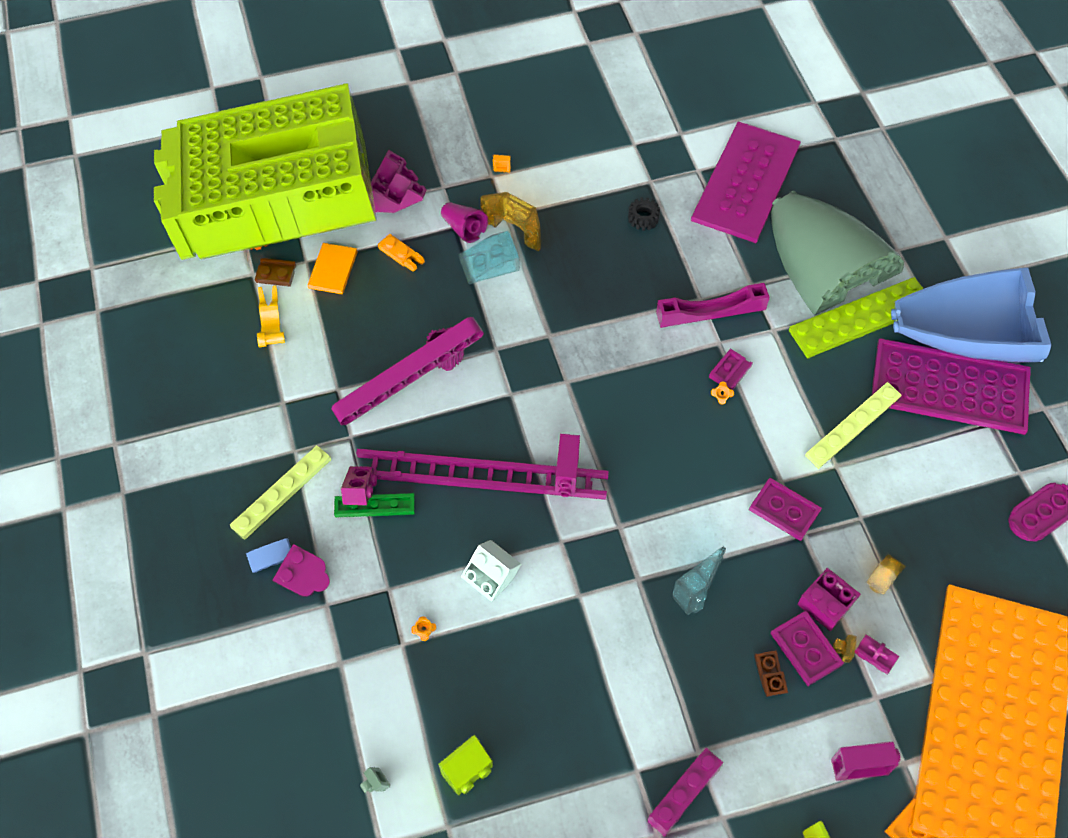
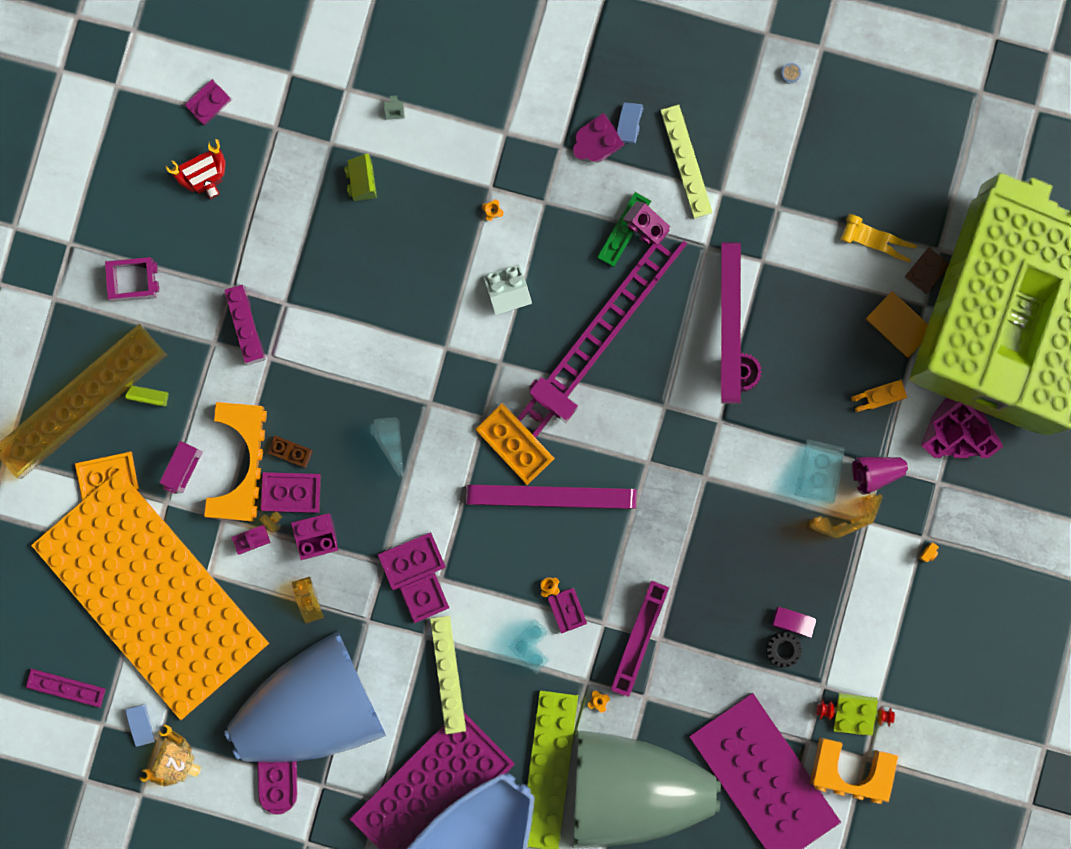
camera: 125 degrees right, 25 degrees up
(151, 453) = (791, 73): none -> tile
(618, 217) = (794, 622): none -> magenta slope
(624, 485) = (514, 444): none -> light orange tile
(650, 434) = (551, 496): none -> magenta beam
(655, 148) = (855, 714): none -> lime plate
(697, 113) = (876, 785): none -> light orange arch
(780, 379) = (525, 646): none -> clear light blue brick
(782, 315) = (599, 706): none -> light orange plate
(808, 479) = (424, 597): none -> magenta plate
(851, 688) = (241, 501): none -> light orange arch
(975, 518) = (306, 709): none -> medium blue panel

